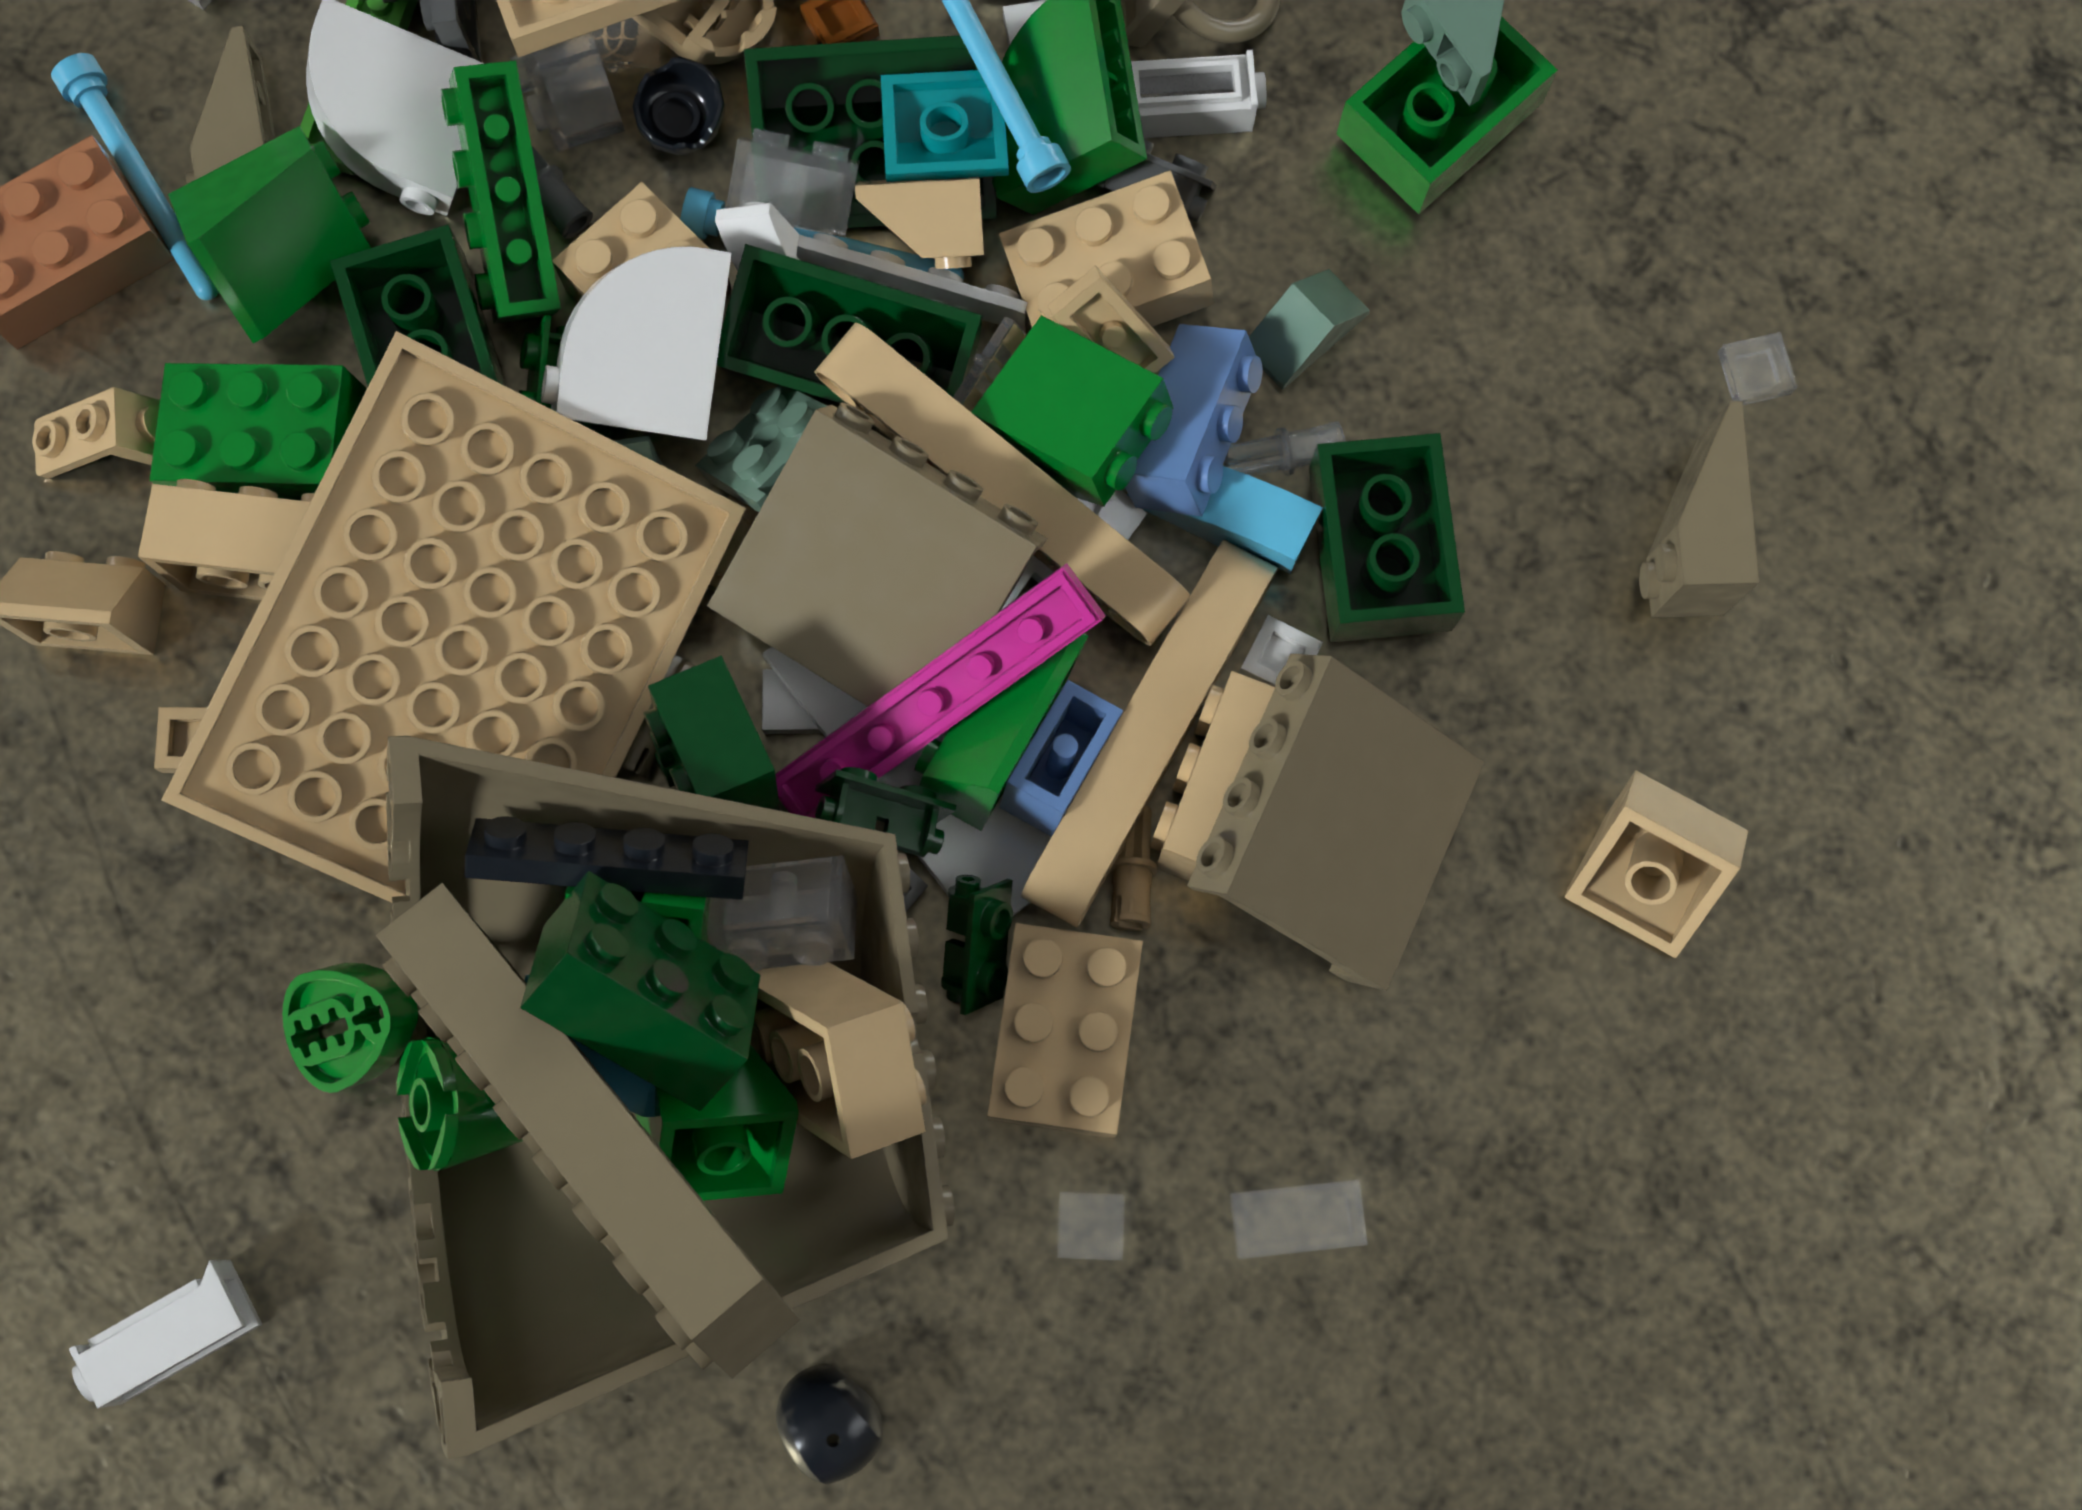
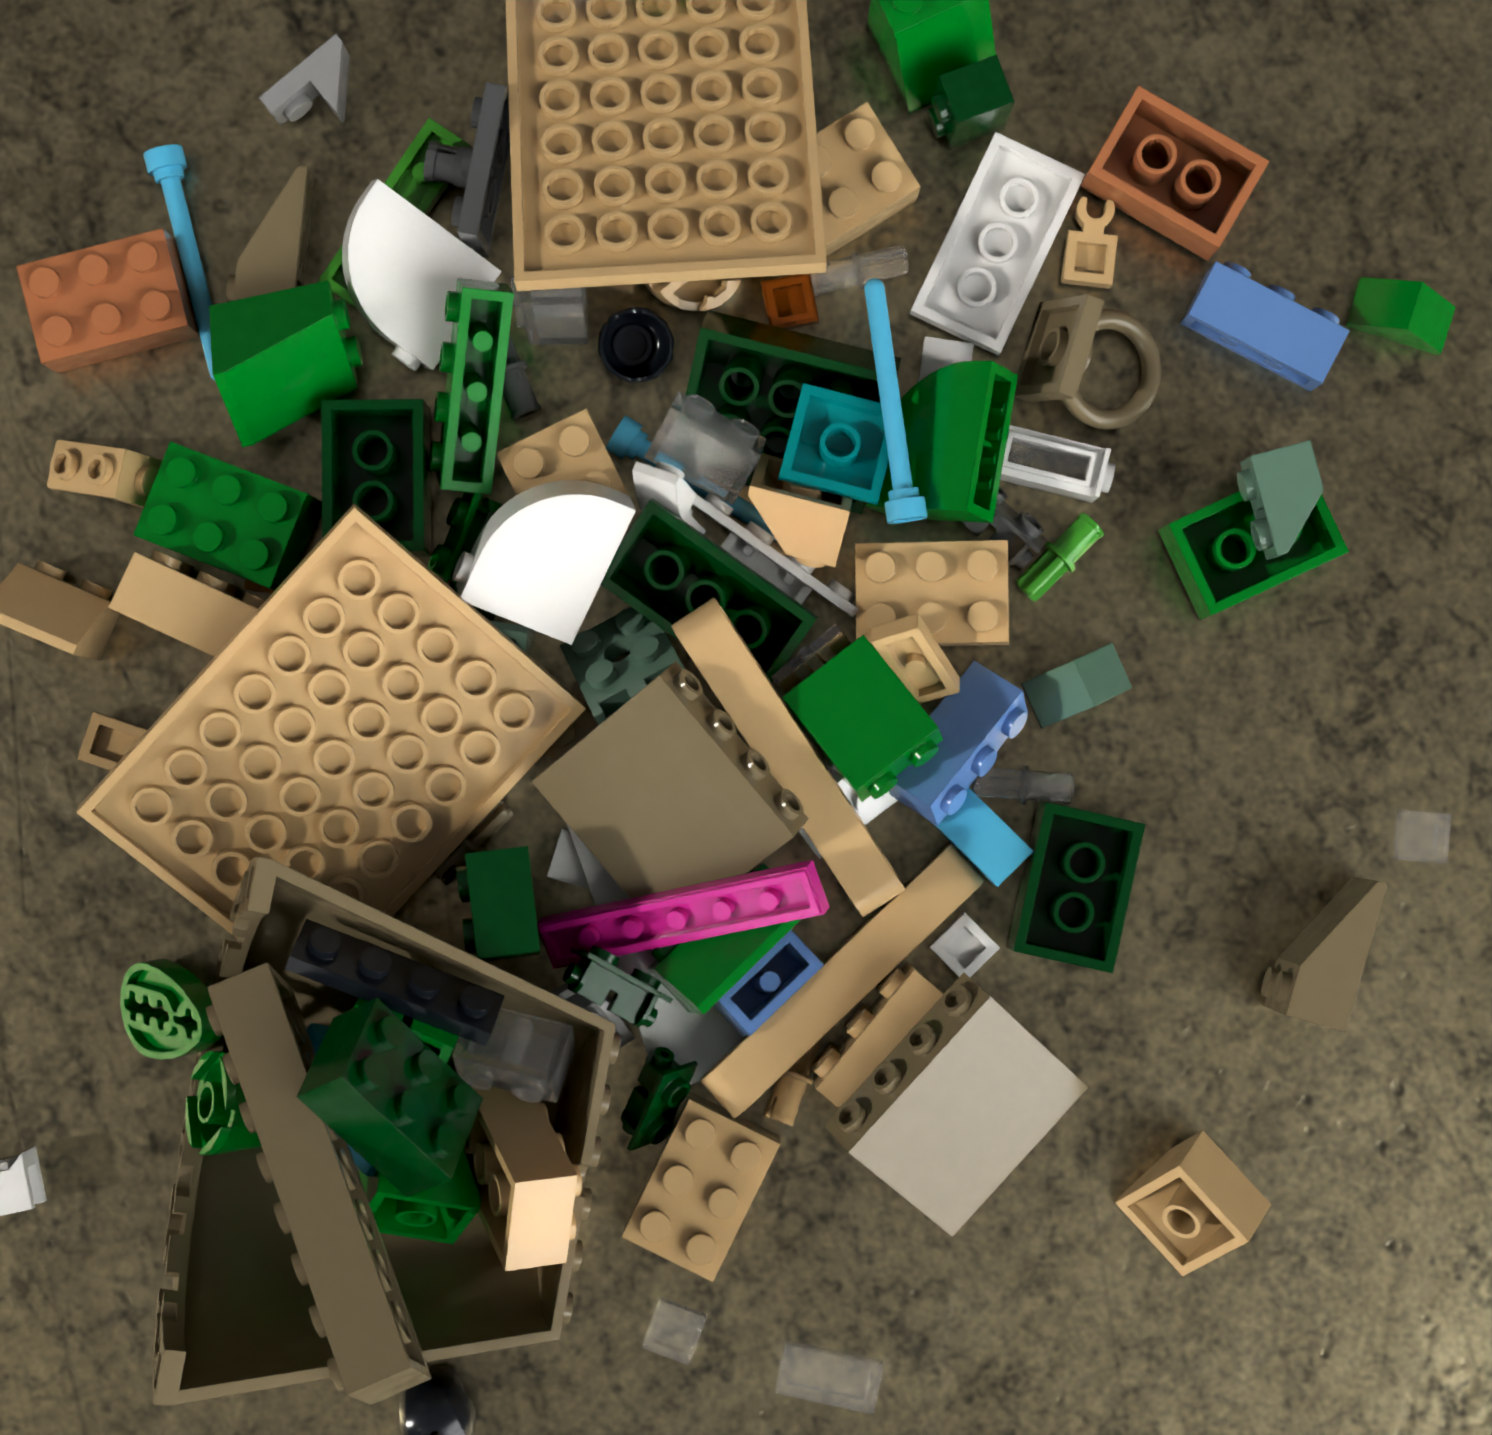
camera: 15 degrees right, 10 degrees up
(1236, 193) = (1059, 557): none -> bright green axle

